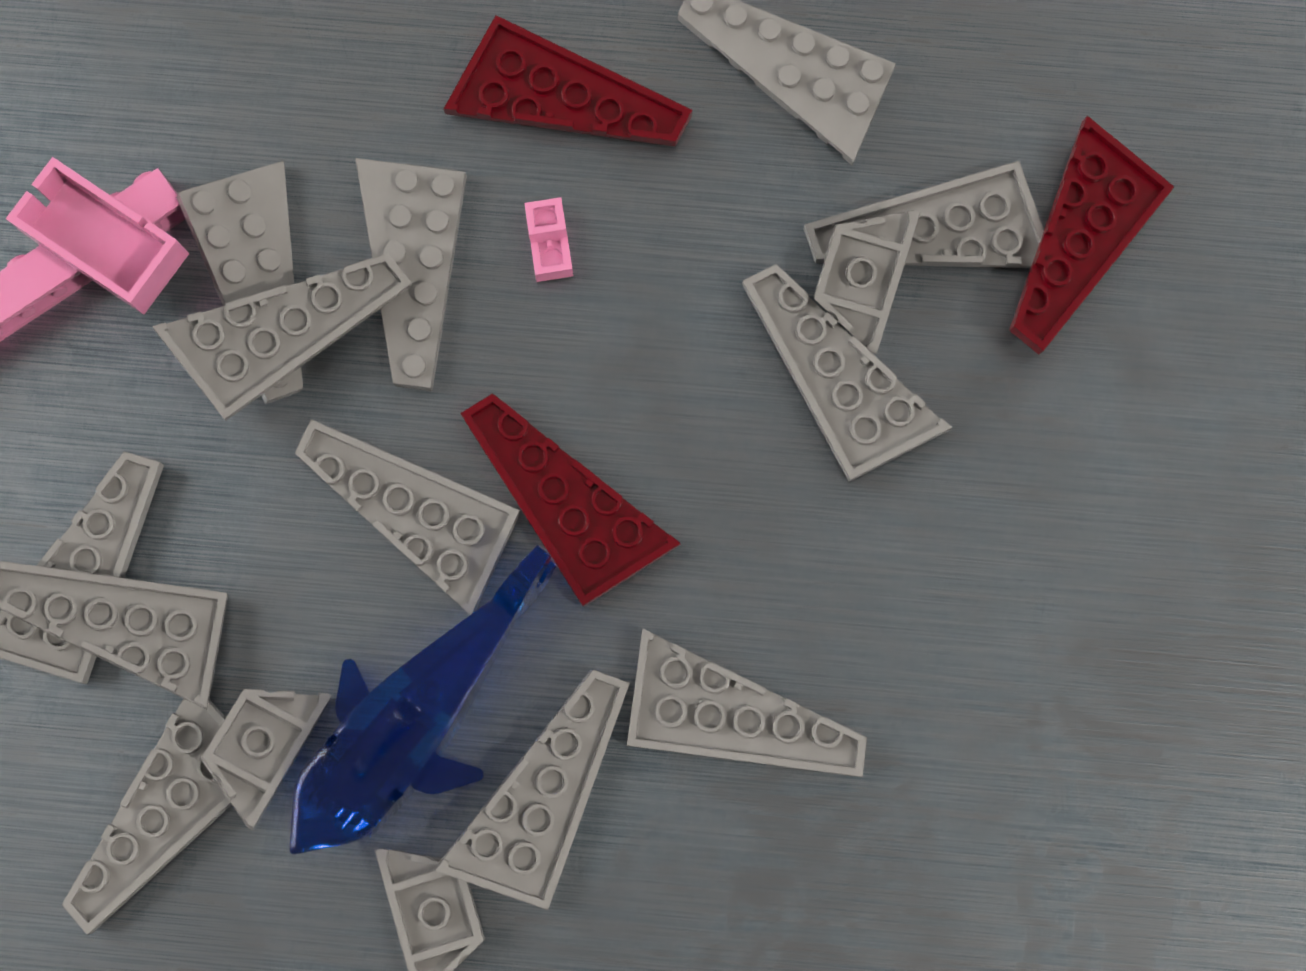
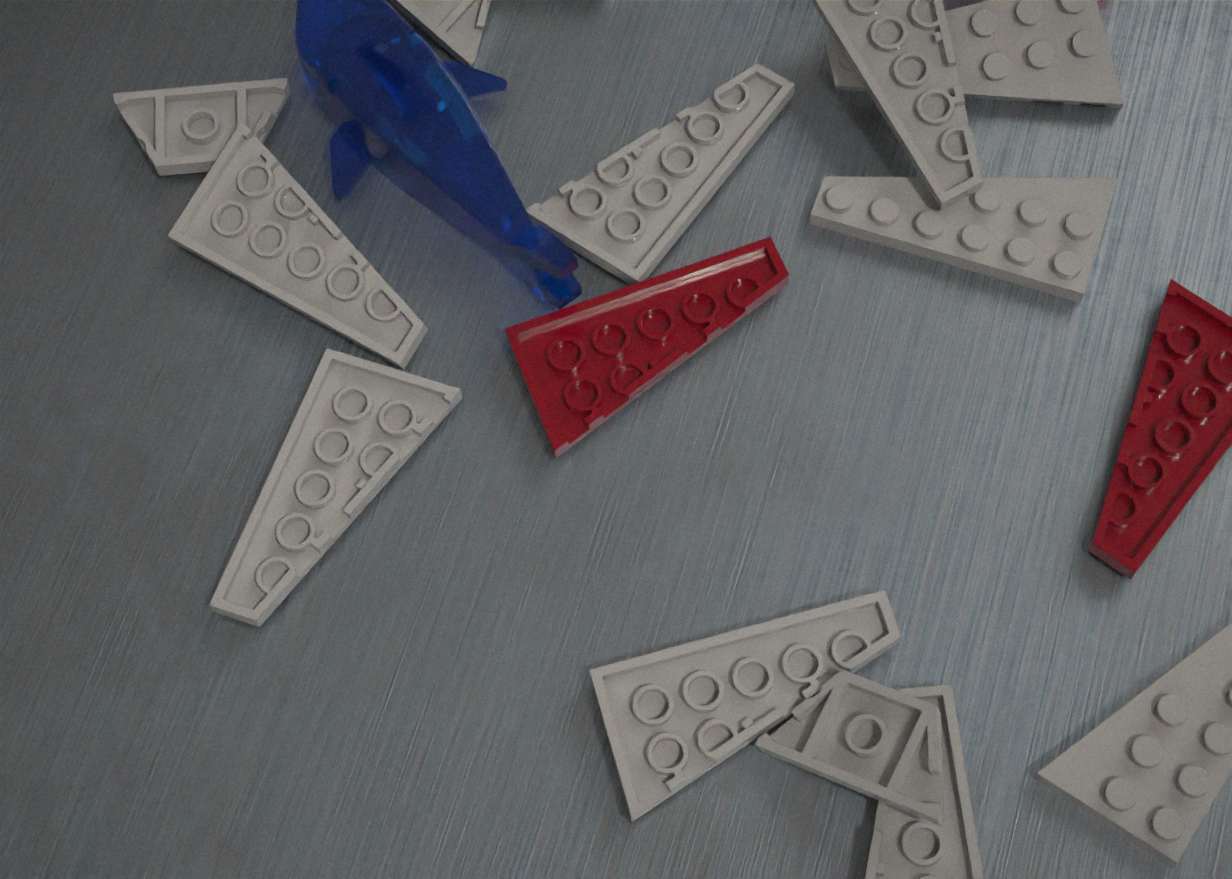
camera: 100 degrees right, 15 degrees down
(548, 239) = (980, 379): bright pink slope -> none

